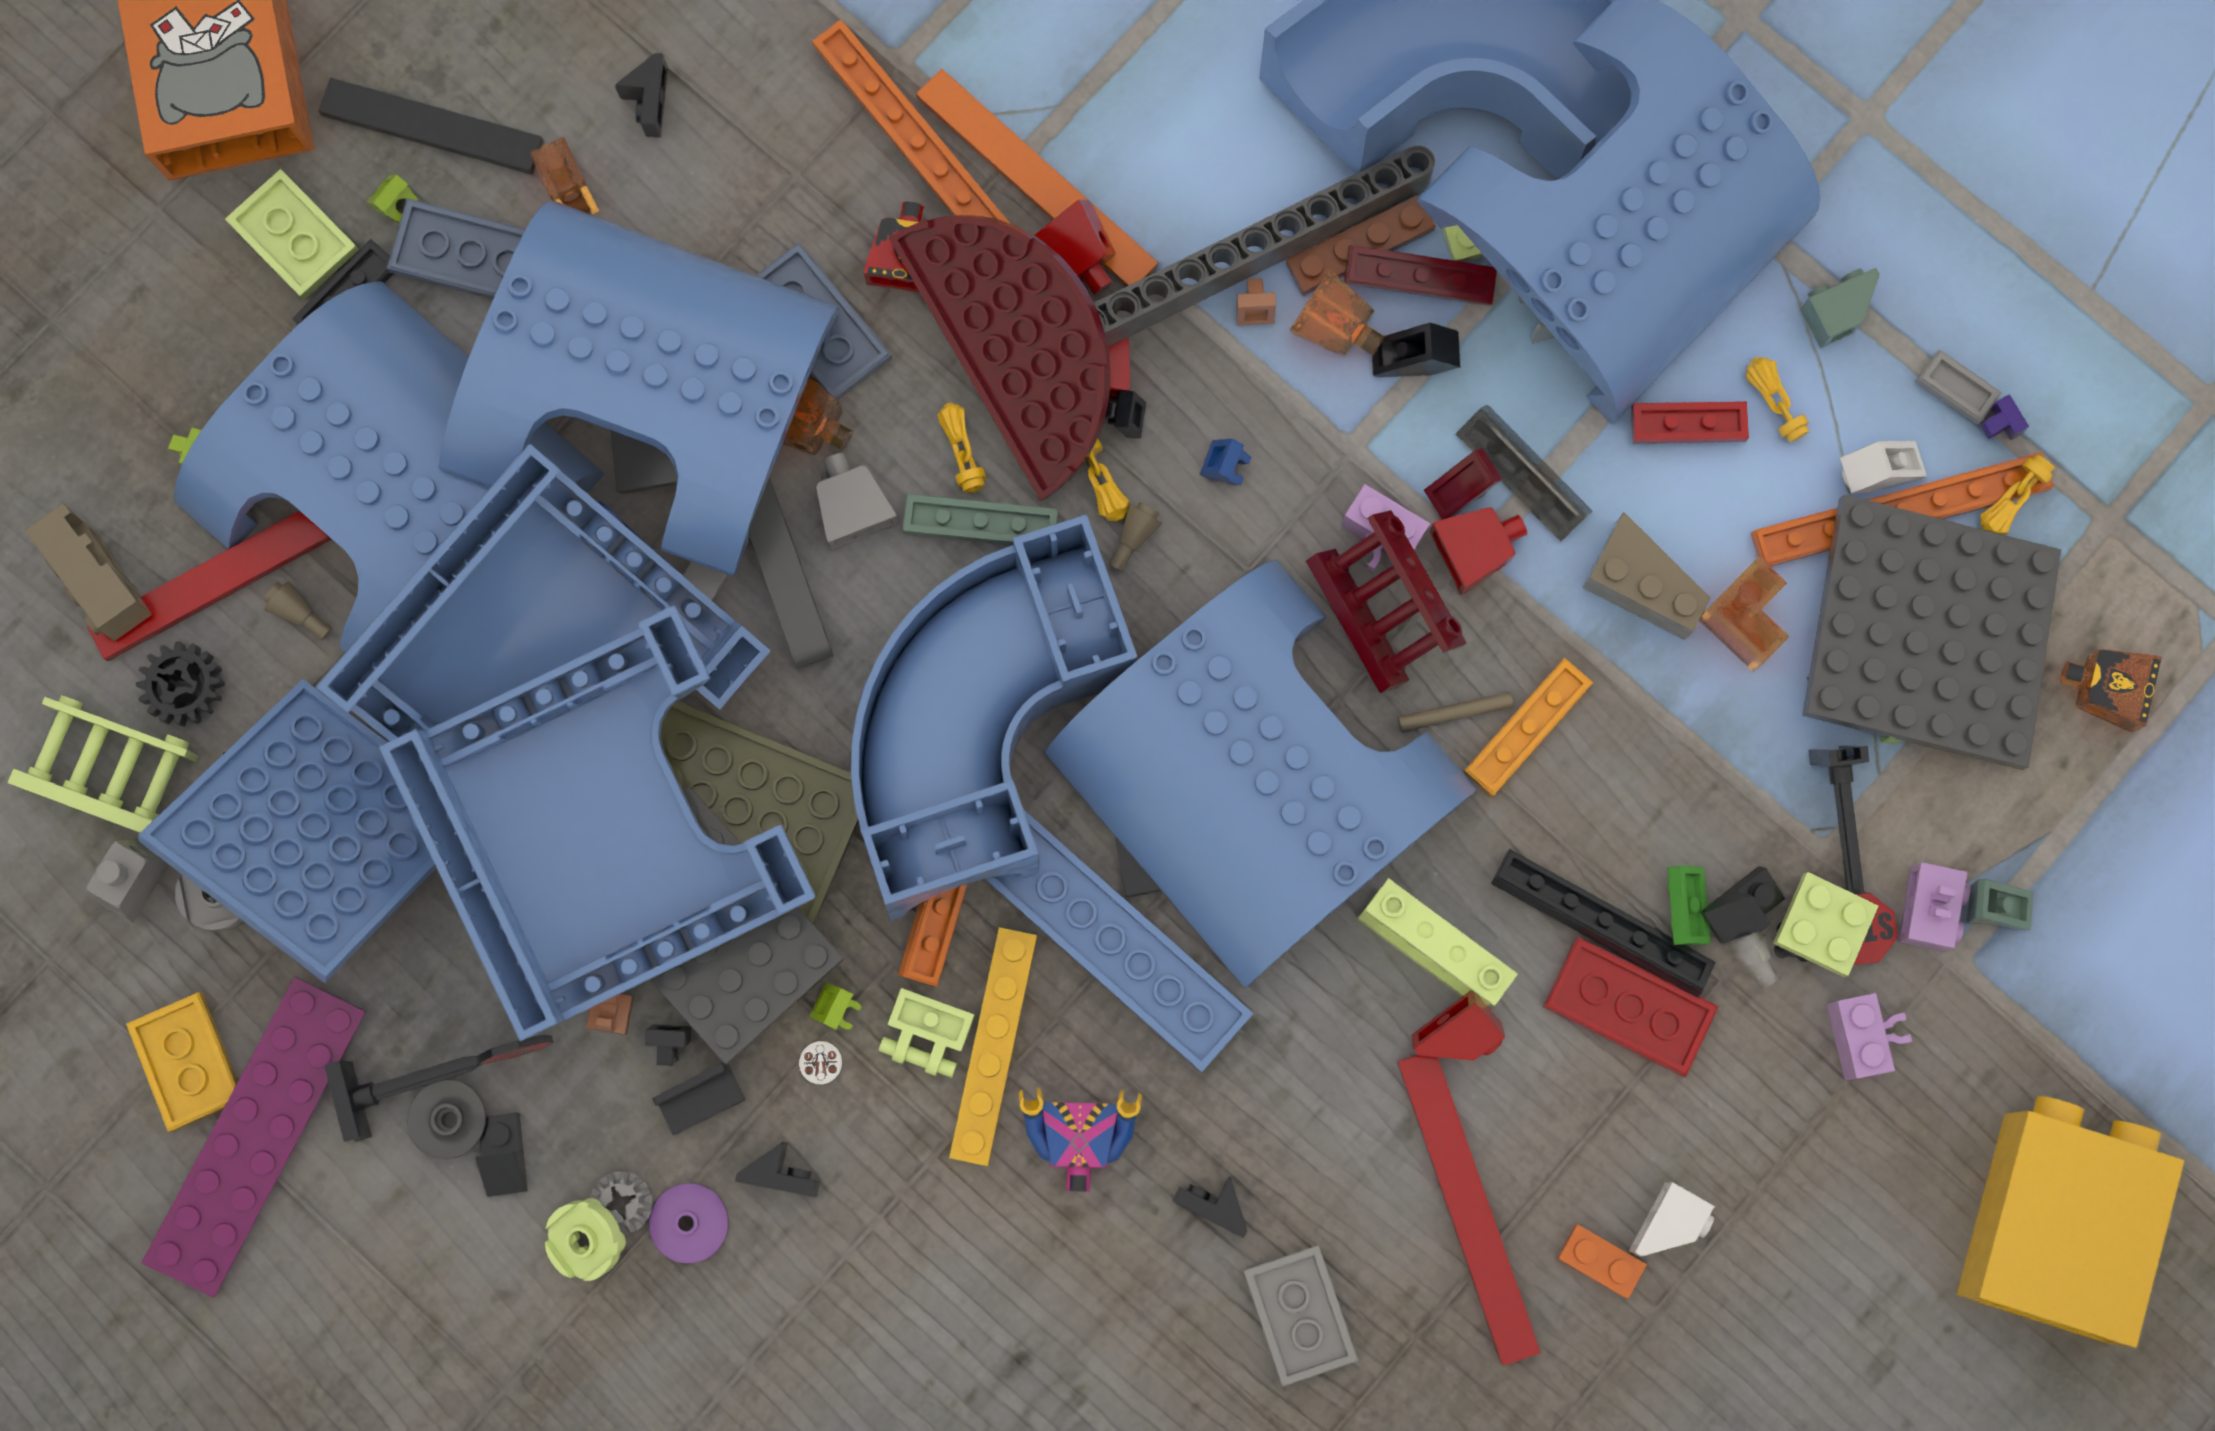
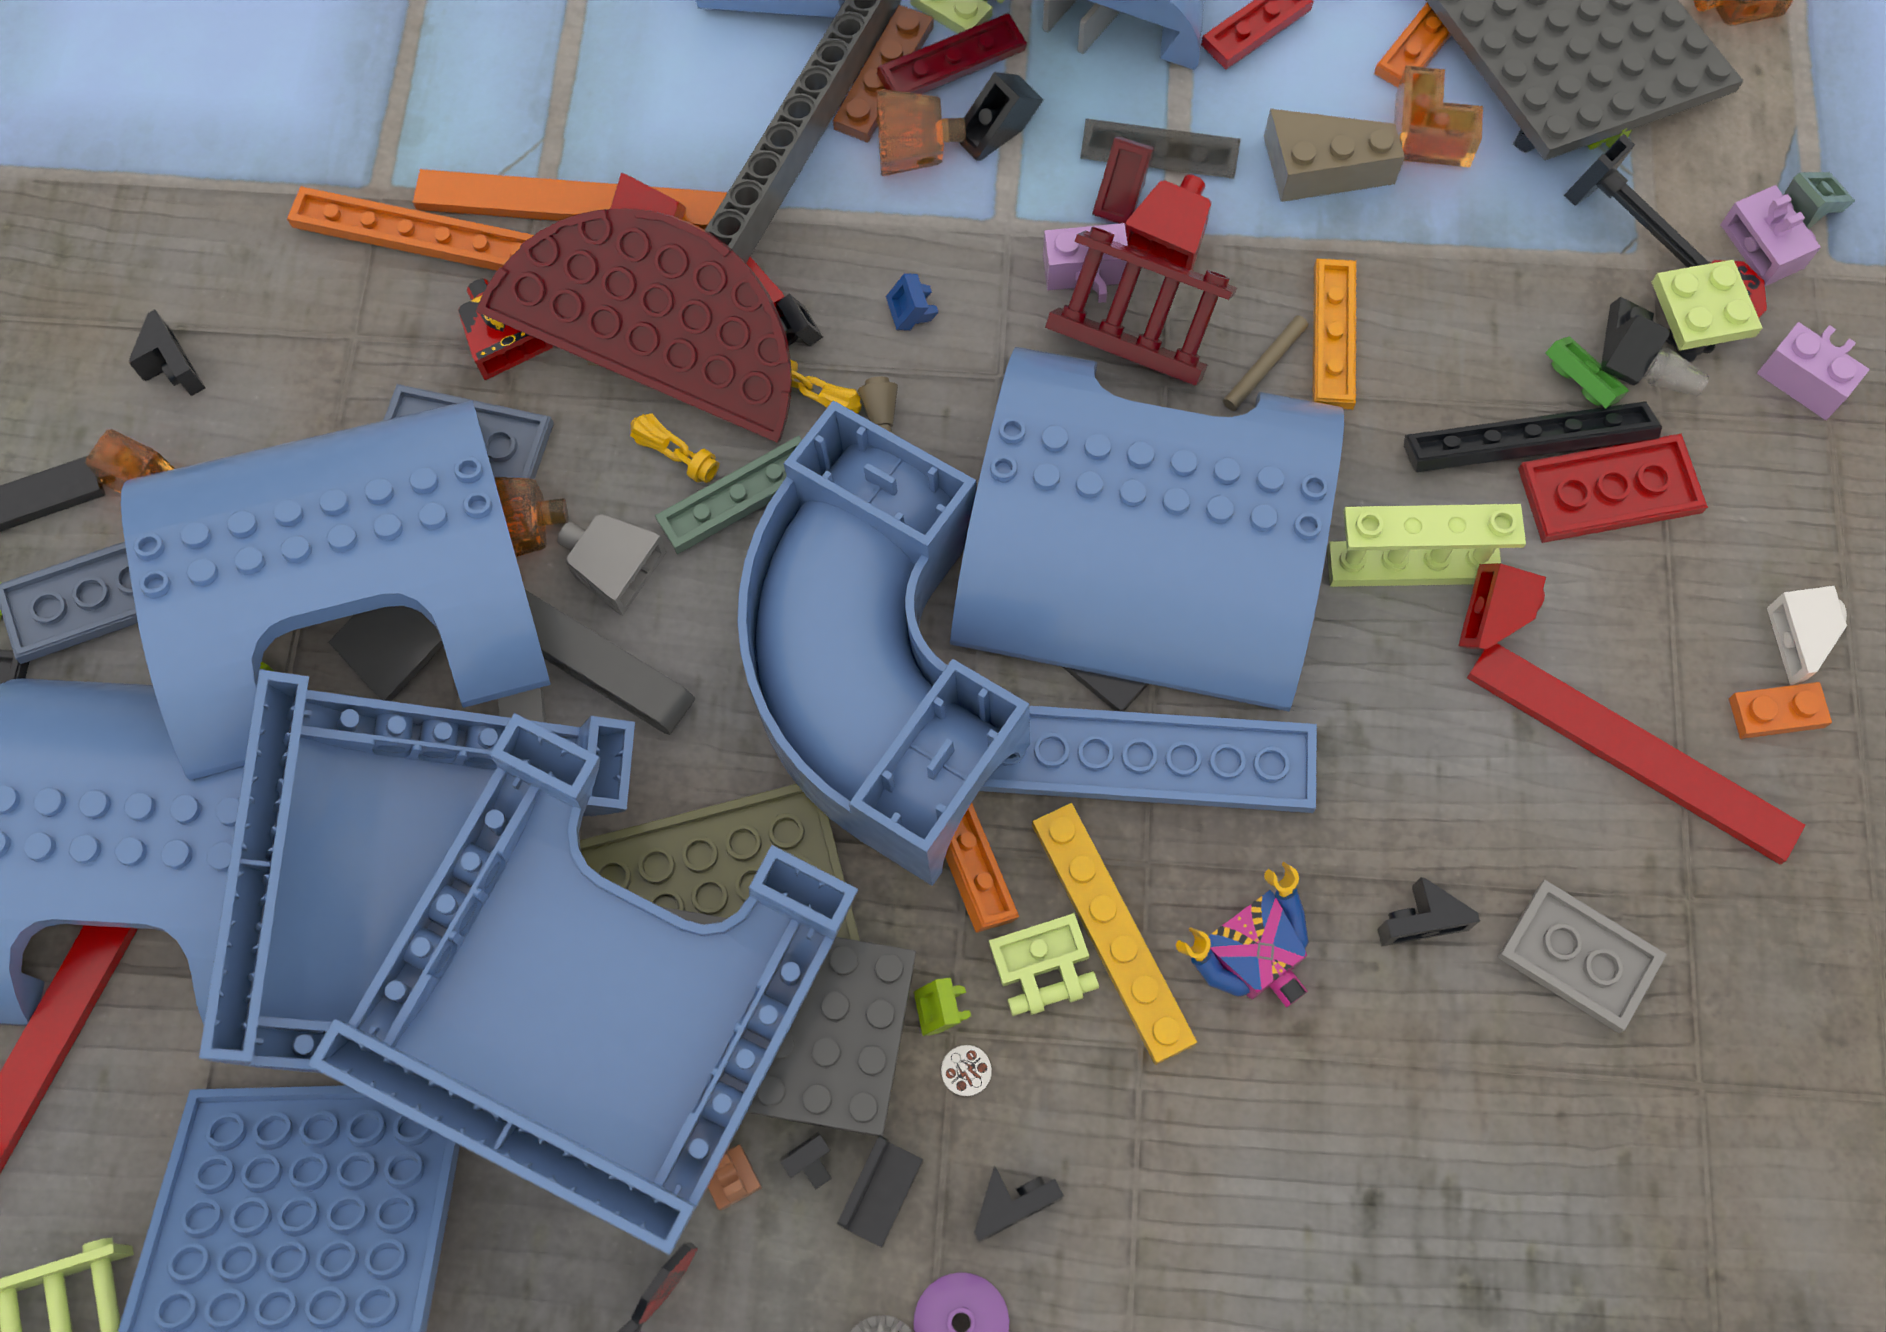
camera: 35 degrees left, 10 degrees down
(174, 697) = (77, 1199): black gear -> none
(290, 605) = (126, 1030): dark tan cone -> none
(1255, 305) = (836, 168): nougat tile -> none

